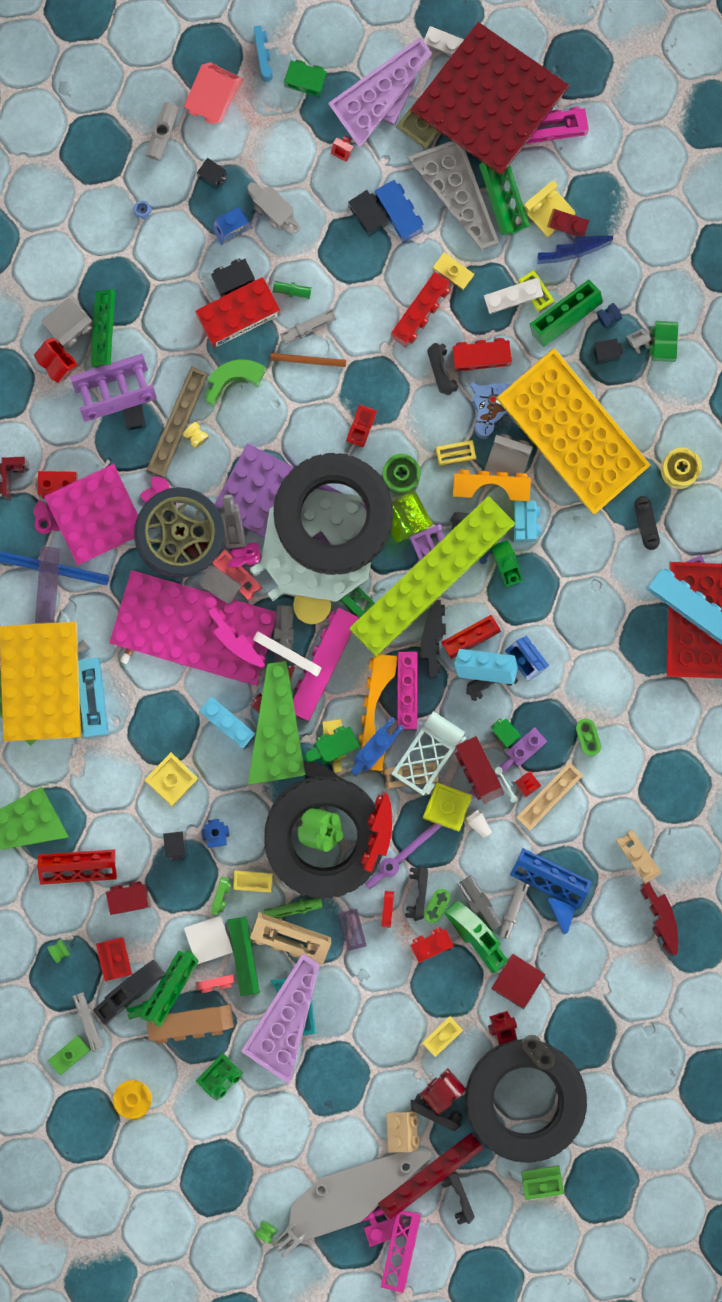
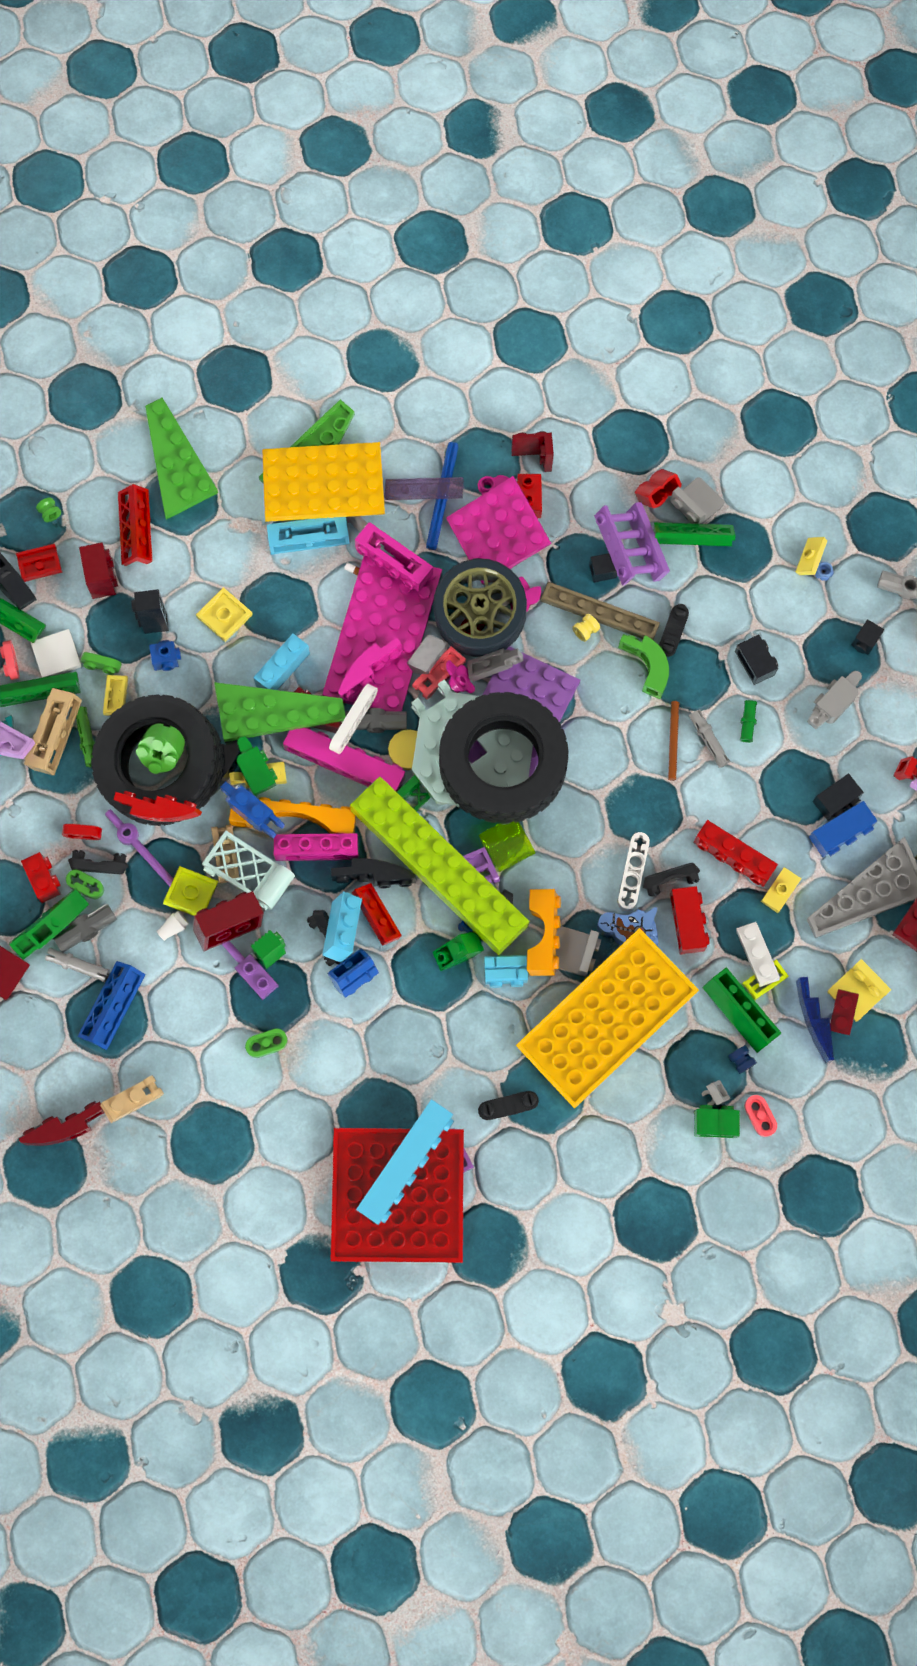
camera: 90 degrees right, 10 degrees down
(124, 626) = (369, 543): none -> dark pink brick
(127, 219) = (811, 556): none -> light yellow plate
(199, 353) = (674, 629): none -> black piece
(231, 225) = (813, 656): blue torso -> none
(238, 312) = (719, 666): red brick -> none
(356, 945) = (76, 786): clear purple tile -> none
(361, 425) = (605, 797): red slope -> none
(403, 463) = (560, 827): bright green brick -> none
(434, 400) = (636, 872): none -> white beam
(450, 454) = (583, 912): light yellow tile -> none
(501, 200) = (864, 938): green fence -> none
(513, 798) = (229, 945): light aqua hinge -> none
(527, 784) = (215, 979): red tile -> none
(549, 796) = (201, 1001): tan plate -> none
(563, 913) = (72, 1017): blue slope -> none
(607, 351) = (701, 1058): black brick -> none
(658, 303) = (761, 1115): none -> coral plate
(685, 458) = (577, 1131): light yellow brick -> none

